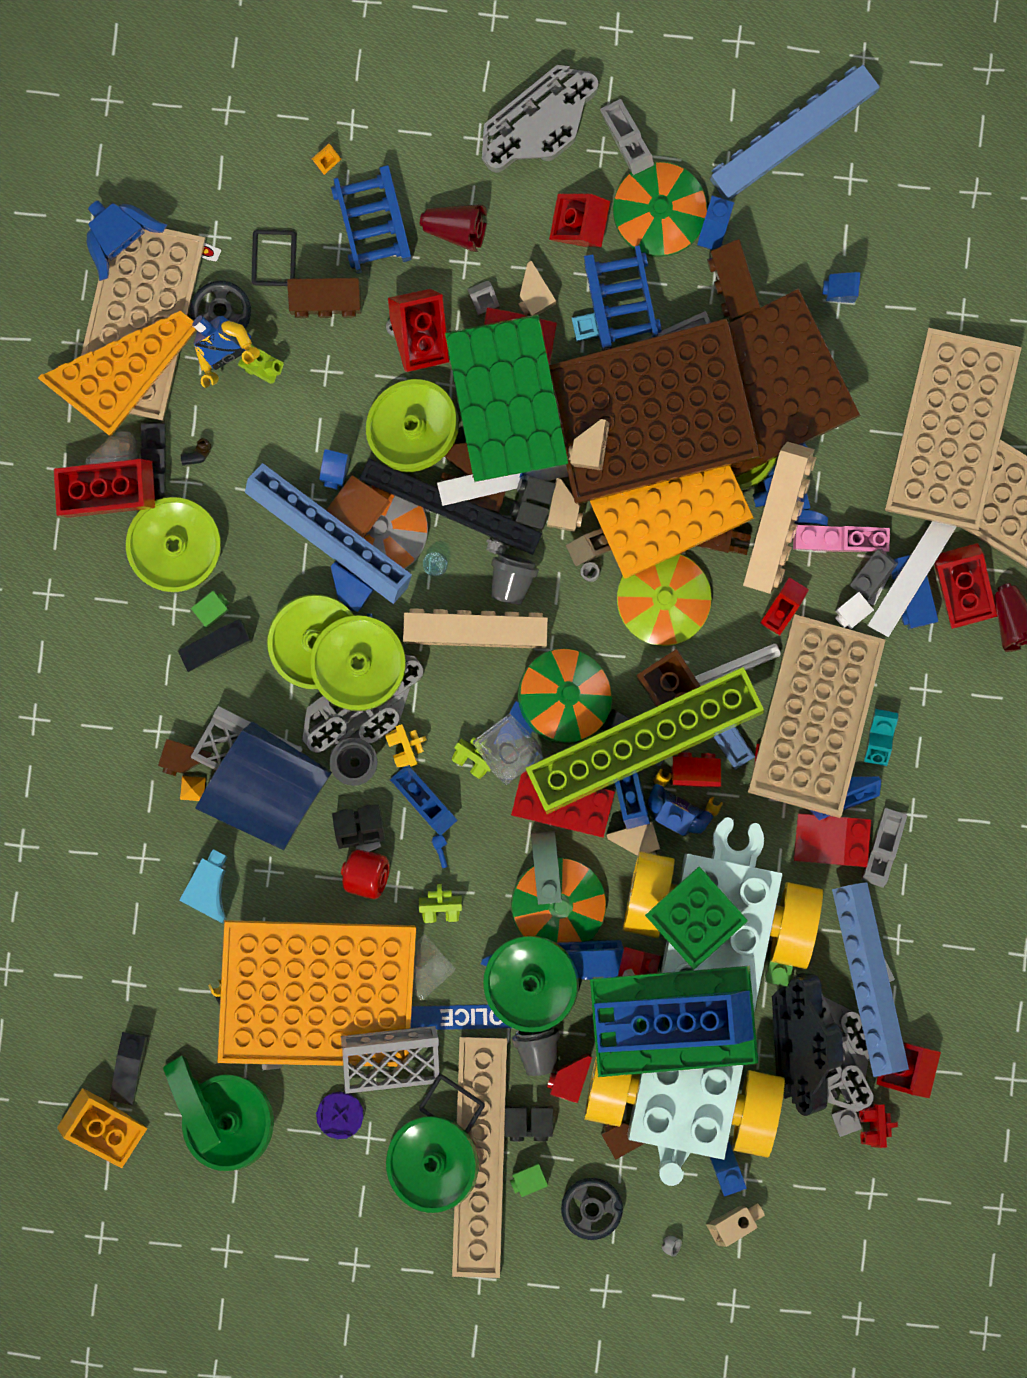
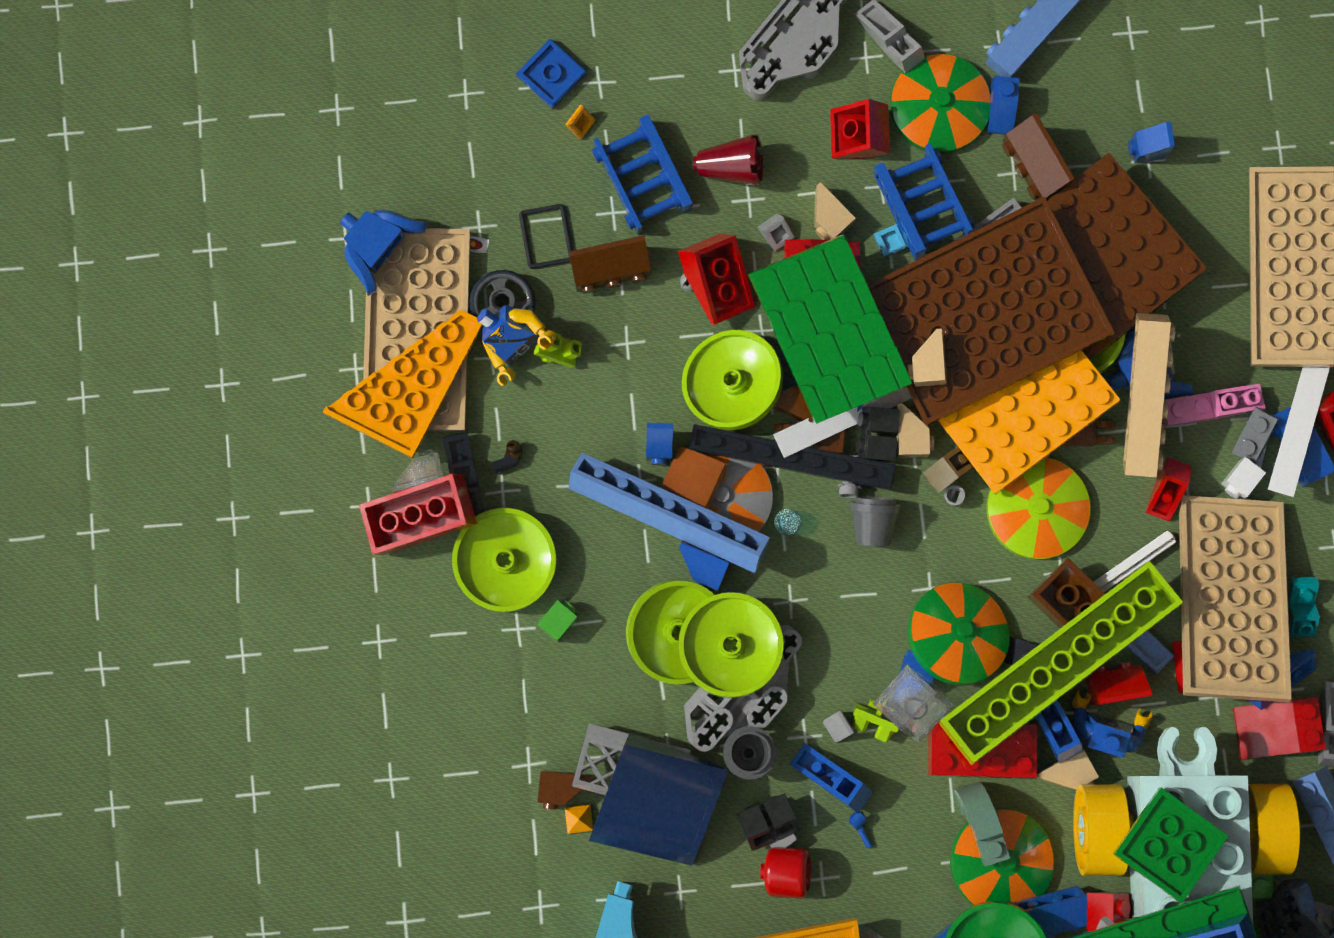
camera: 20 degrees left, 5 degrees down
(215, 645) = (570, 659): black slope -> none
(309, 107) = (551, 73): none -> blue tile
(399, 736) = (804, 735): yellow hips -> none
(439, 755) = (838, 726): none -> light grey slope
(440, 902) = (873, 886): lime hips -> none
(475, 630) = (848, 583): tan brick -> none

